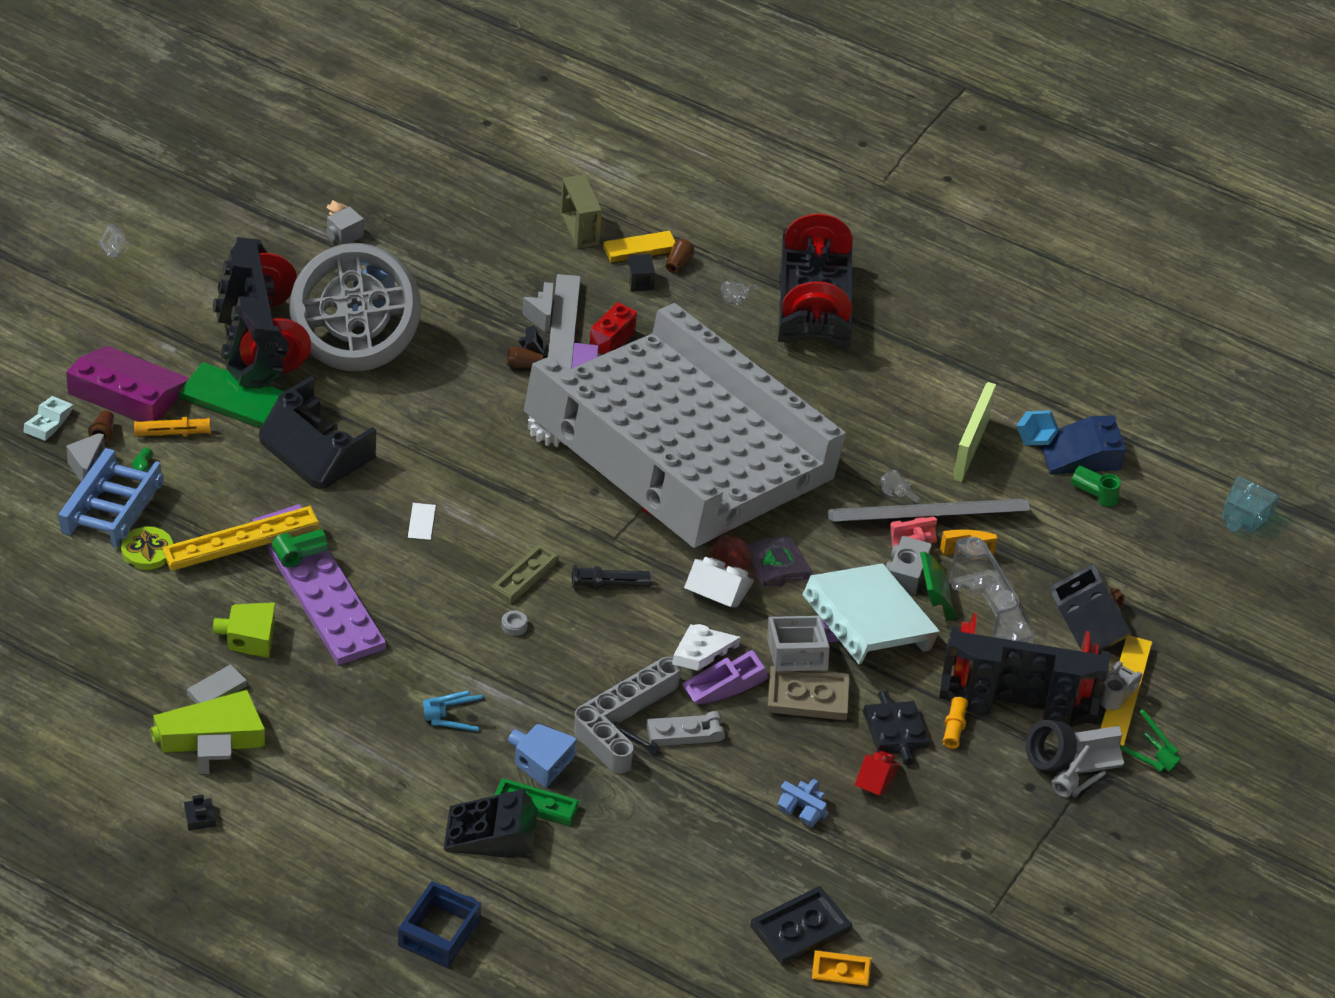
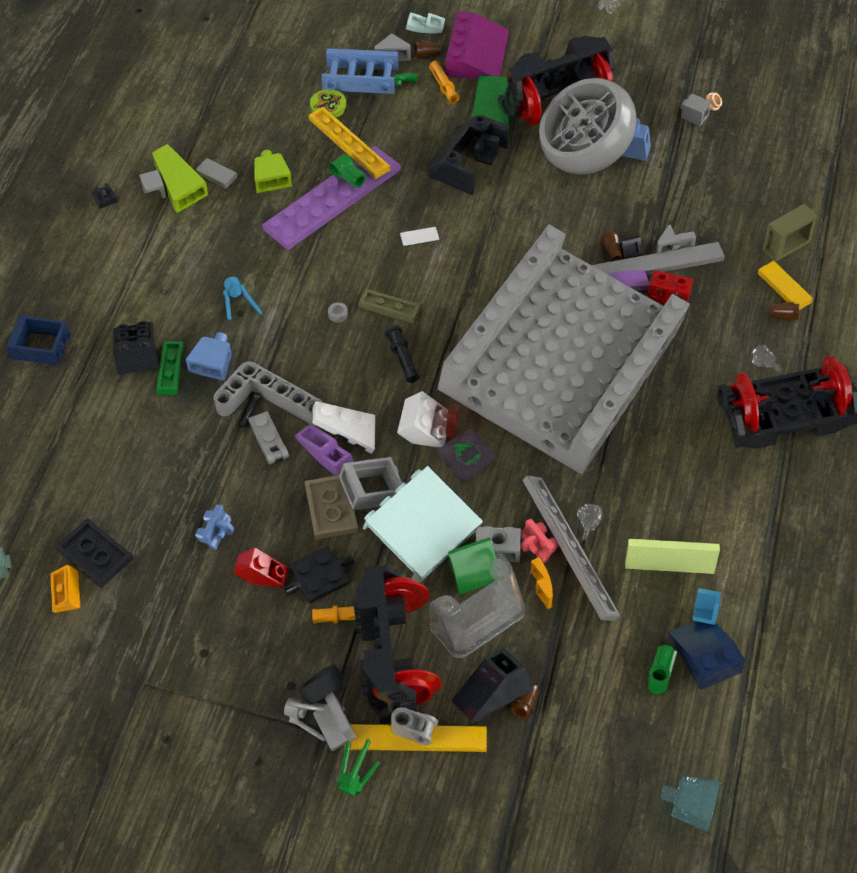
camera: 80 degrees right, 10 degrees up
(641, 272) = (749, 290): black panel -> none

